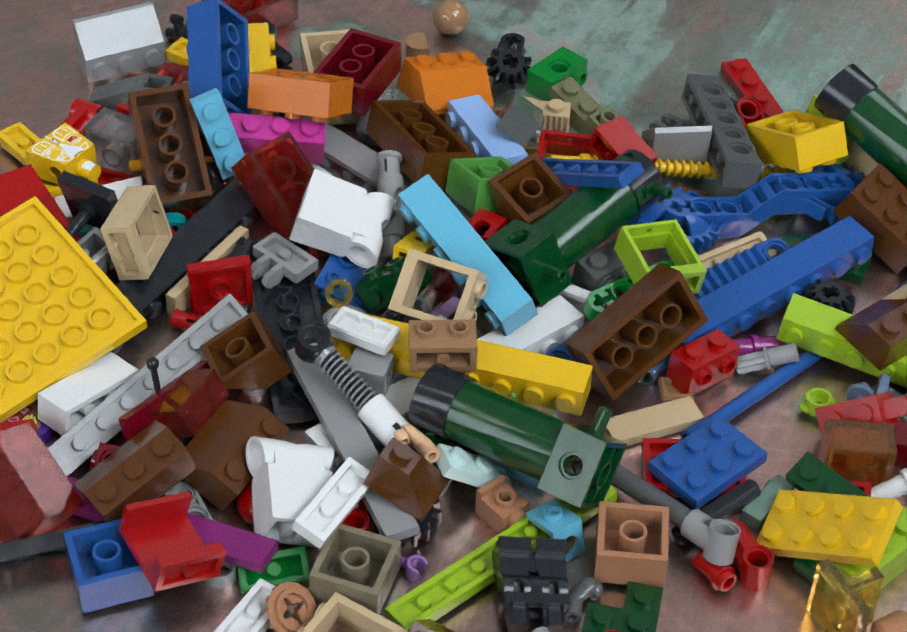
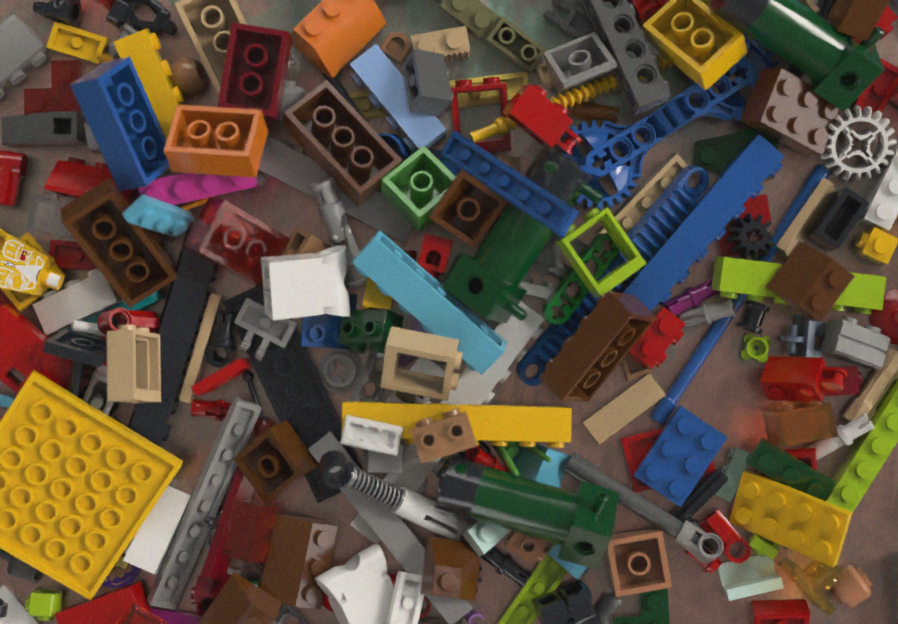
camera: 10 degrees left, 45 degrees up
(347, 295) = (325, 349): clear yellow bush -> none
(419, 441) = (449, 530): light nougat arm -> none
(467, 520) = (505, 565): none -> black pin
(768, 606) = (748, 578): none -> light aqua panel
(791, 569) = (762, 546): none -> lime plate
(819, 373) = (754, 317): none -> black bush

